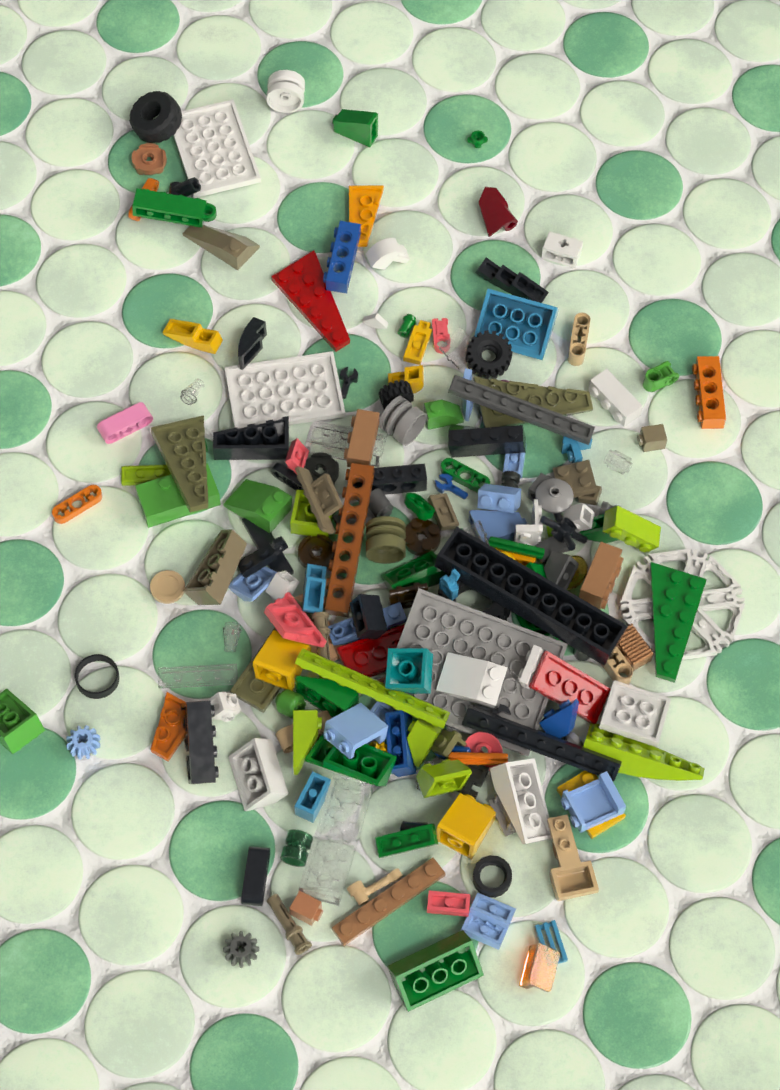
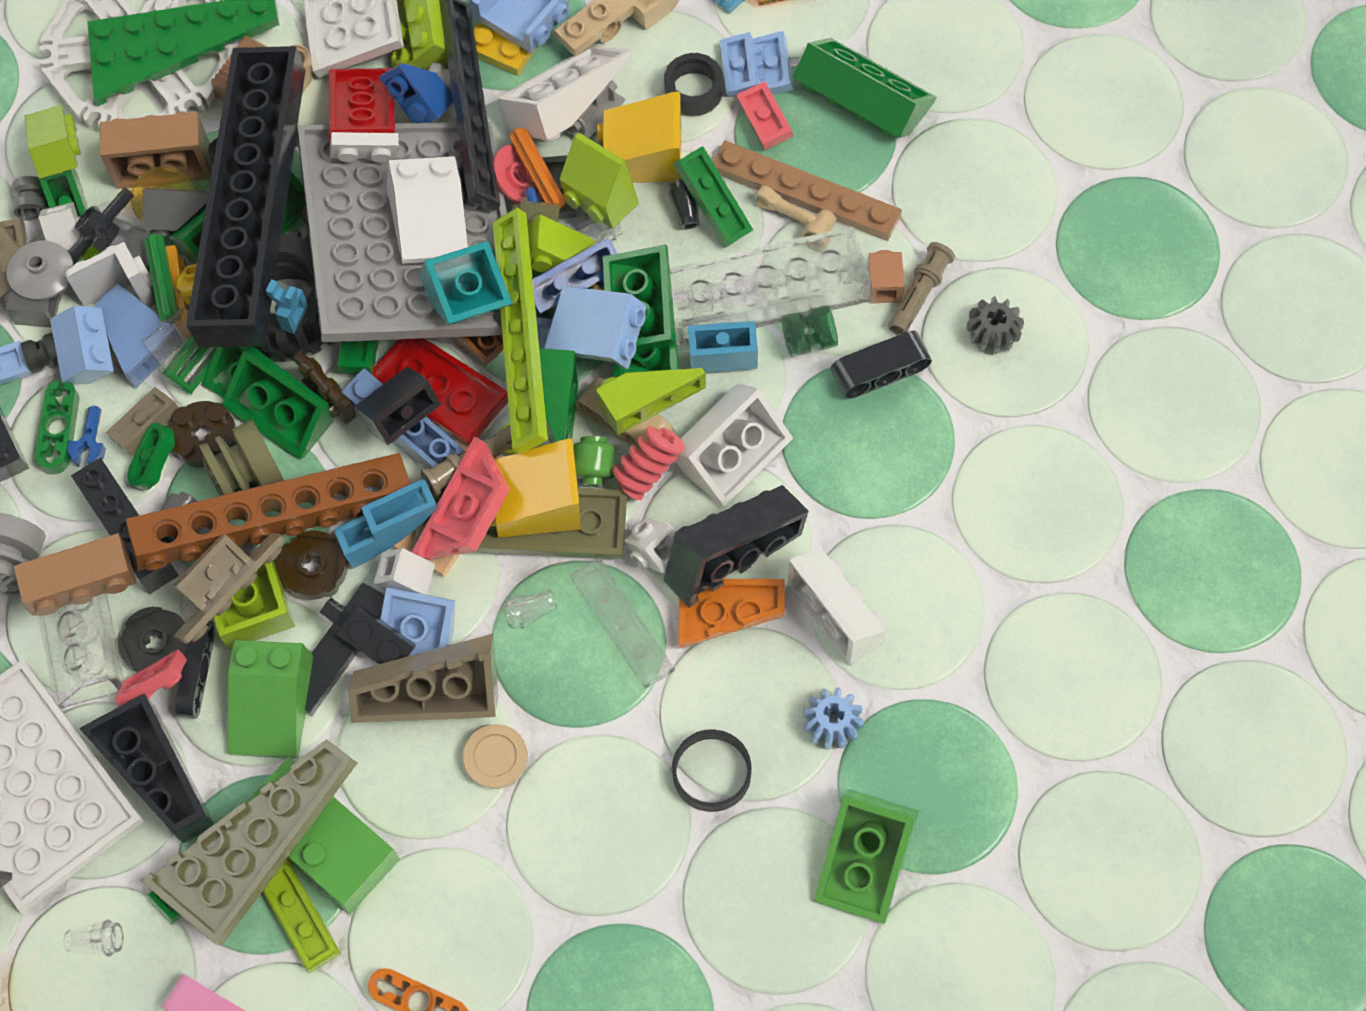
camera: 115 degrees left, 5 degrees up
(136, 772) = (835, 605): none -> white slope
(268, 723) = (647, 461): none -> coral piece

